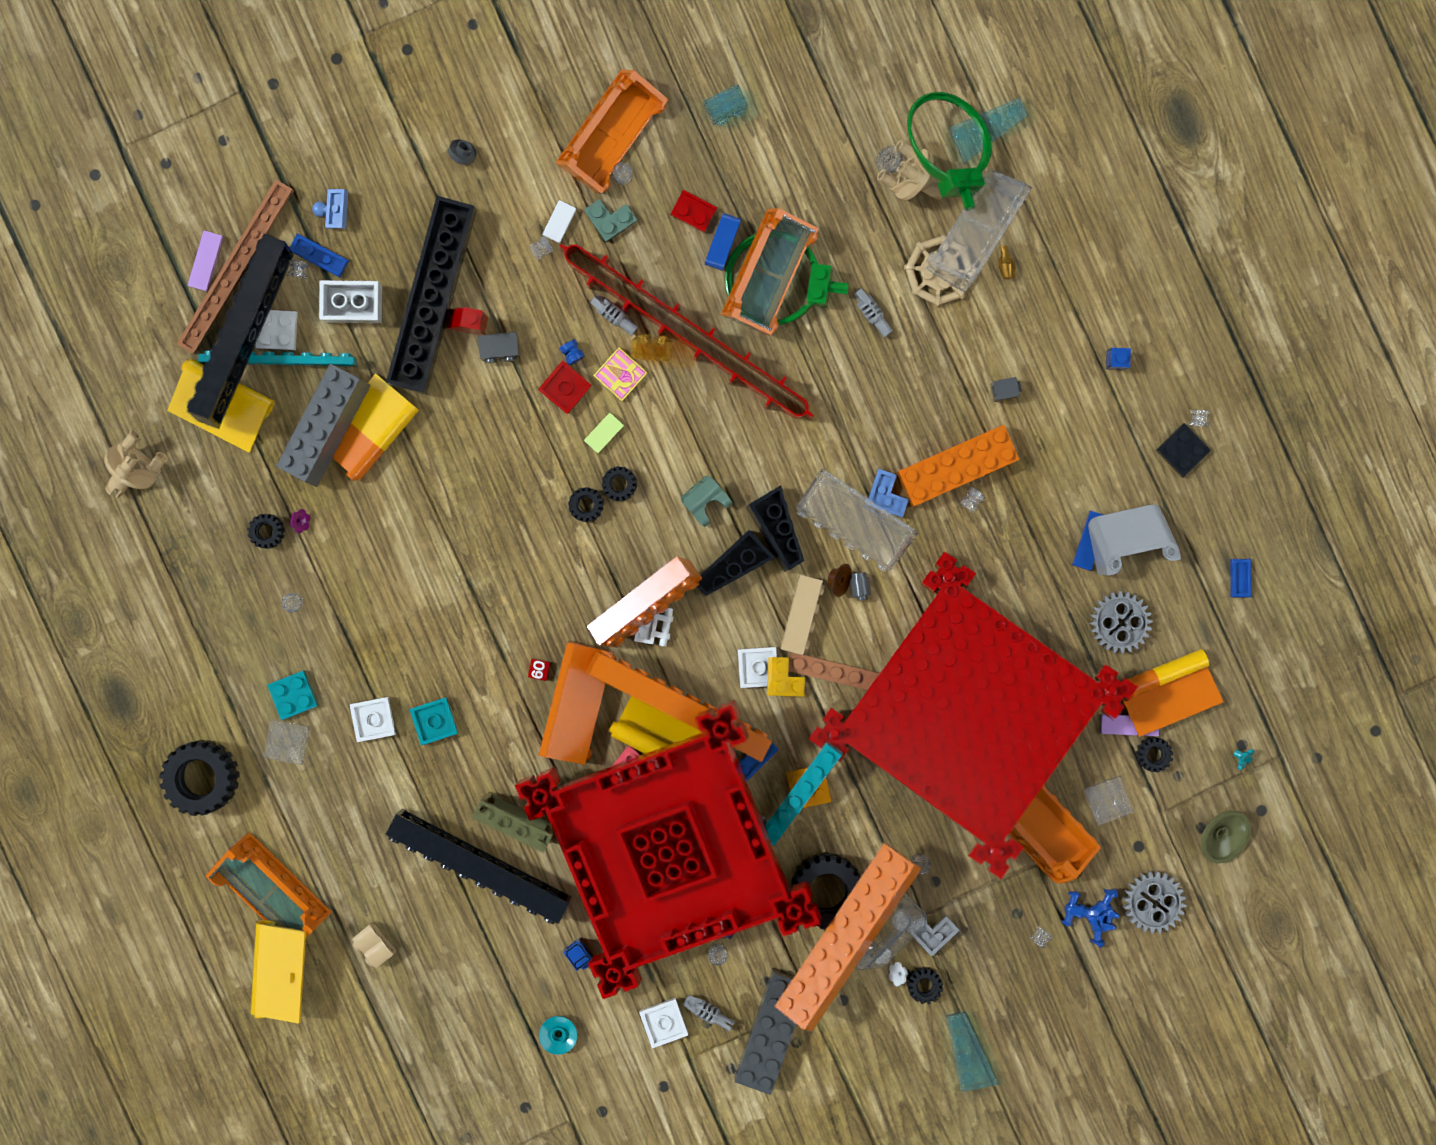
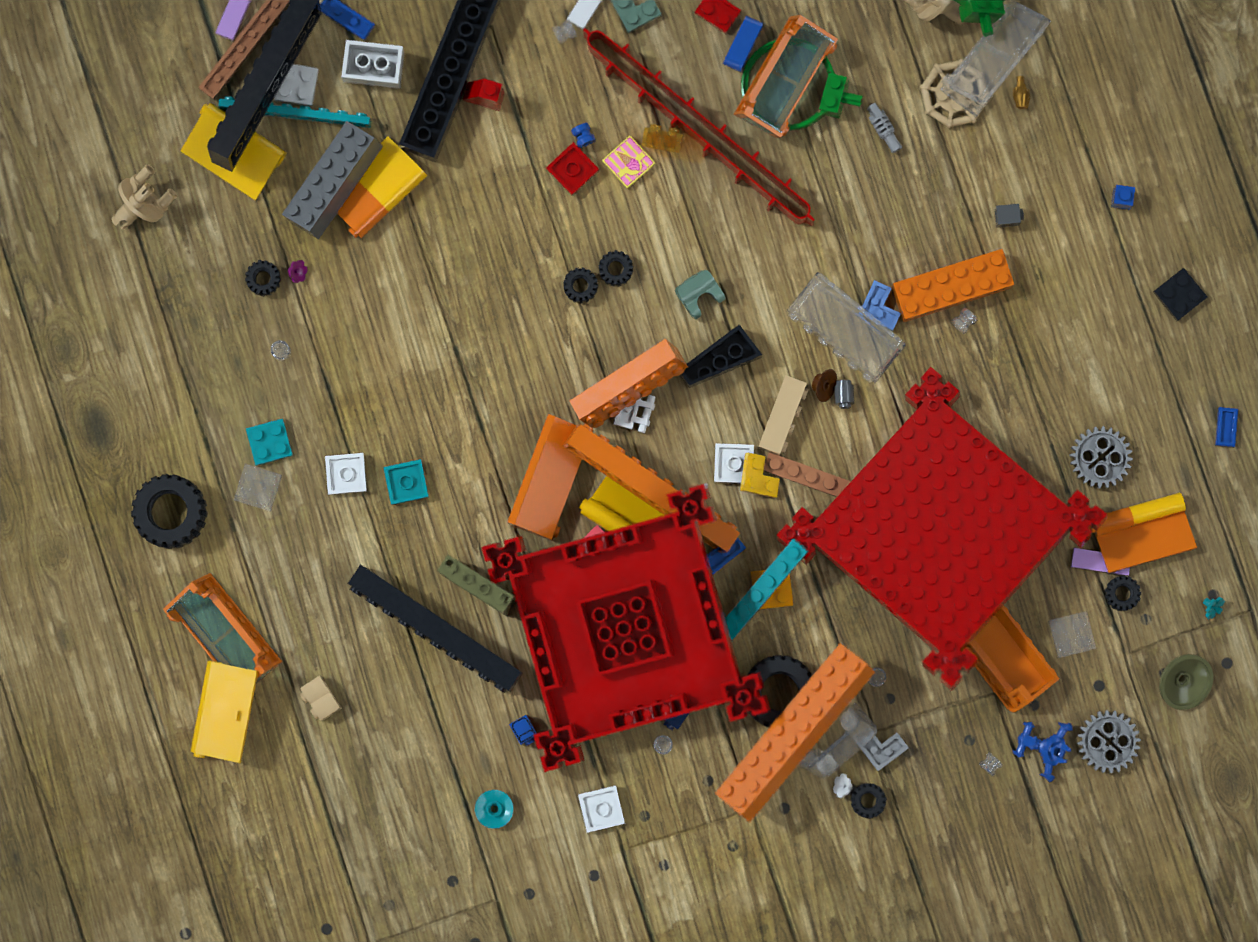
camera: 10 degrees right, 5 degrees down
(298, 269) = (324, 28): clear wheel -> none
(499, 346) = (512, 122): dark grey brick -> none
(539, 669) = (515, 443): red tile -> none
(604, 433) = (606, 217): yellowish green tile -> none
(614, 314) = (628, 103): light grey hinge -> none
(707, 1012) = (646, 803): light grey hinge -> none
(767, 1038) = (704, 836): dark grey brick -> none
(777, 528) = (767, 327): black wedge -> none
(970, 1061) = (906, 879): clear light blue wing -> none
(1084, 554) = (1078, 374): blue tile -> none
(1128, 534) = (1118, 368): light grey windscreen -> none
(1199, 418) = (1199, 264): clear wheel -> none

